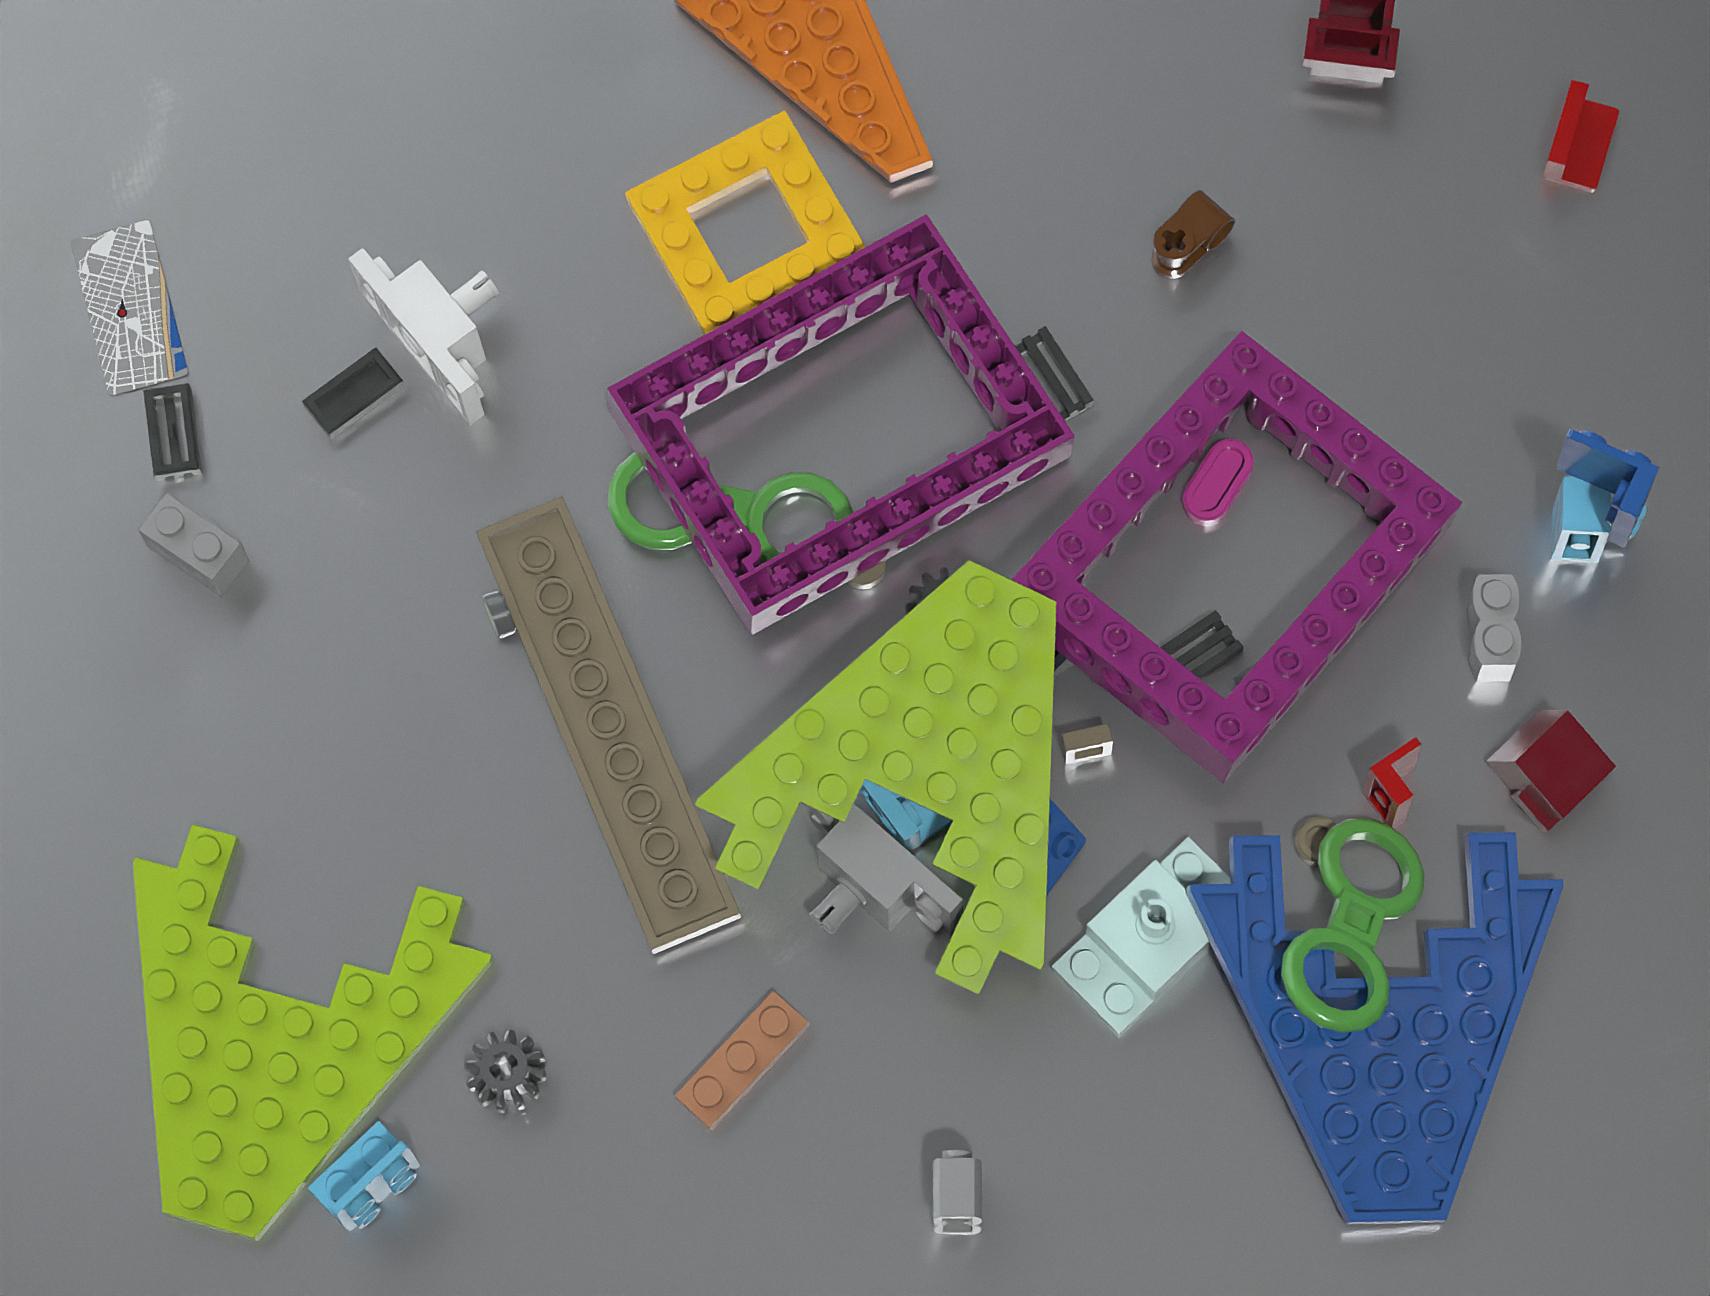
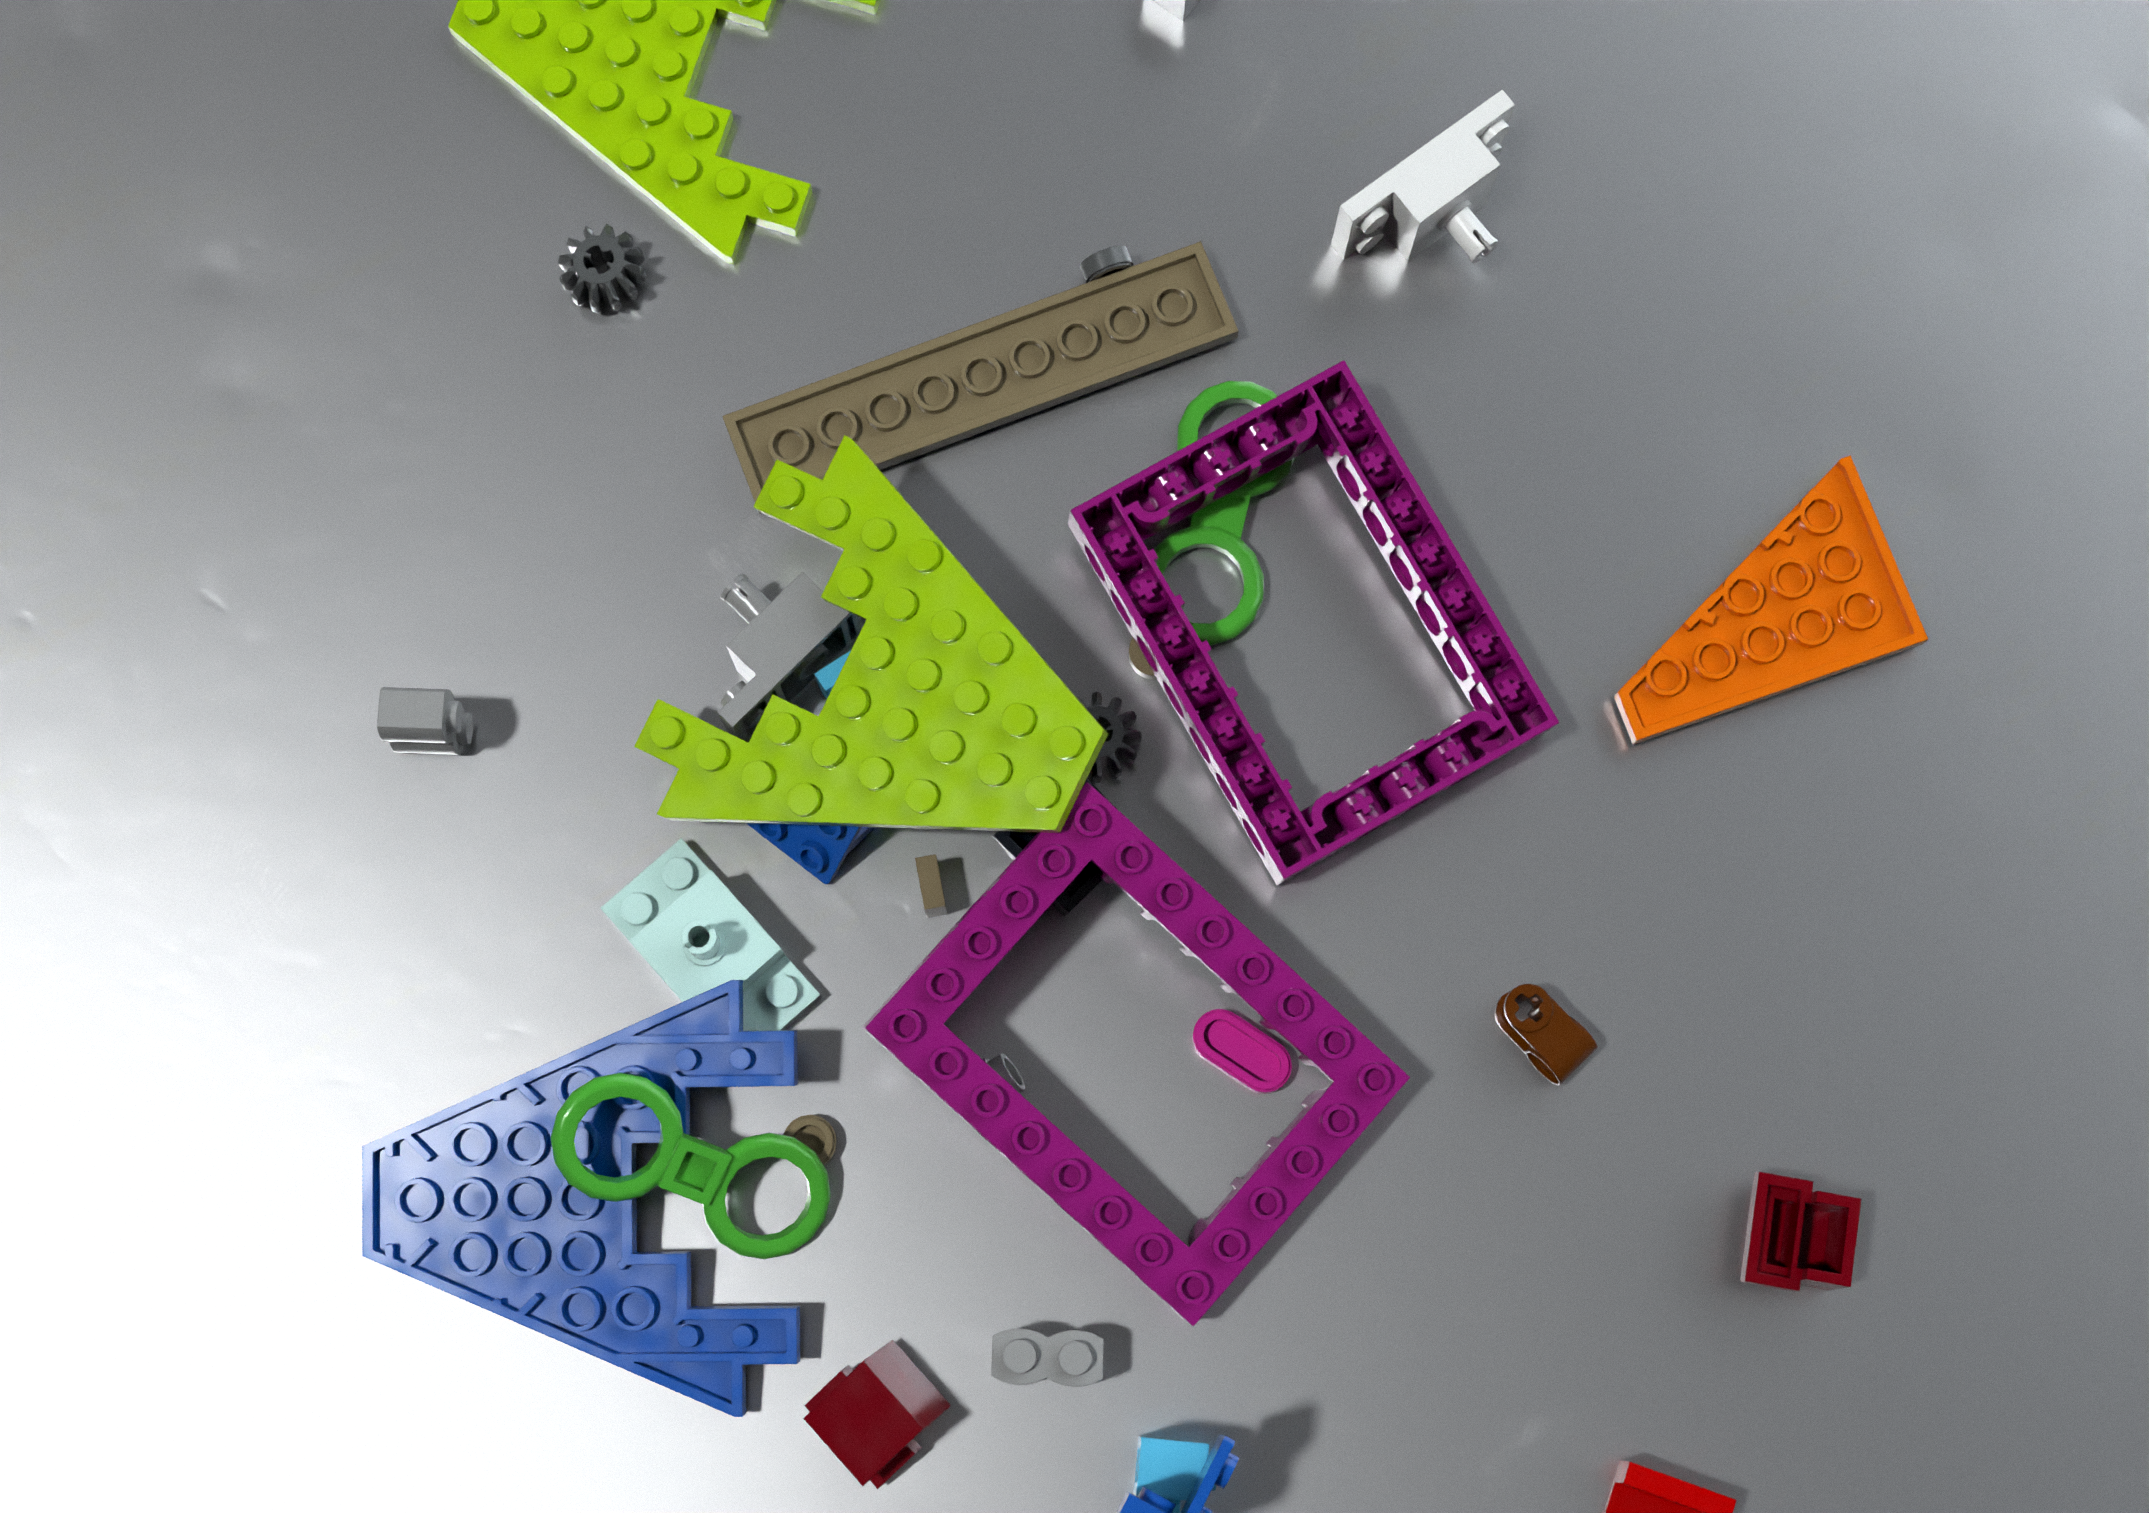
camera: 85 degrees right, 5 degrees up
(353, 393) = (1368, 122): pearl dark grey tile -> none
(365, 1177) = (501, 129): medium azure bracket -> none
(742, 1060) = (602, 511): nougat plate -> none
(764, 149) = (1592, 451): yellow plate -> none
(1044, 337) = (1412, 844): pearl dark grey tile -> none
(1222, 633) = (1009, 971): pearl dark grey tile -> none
(1385, 787) = (851, 1215): red panel -> none

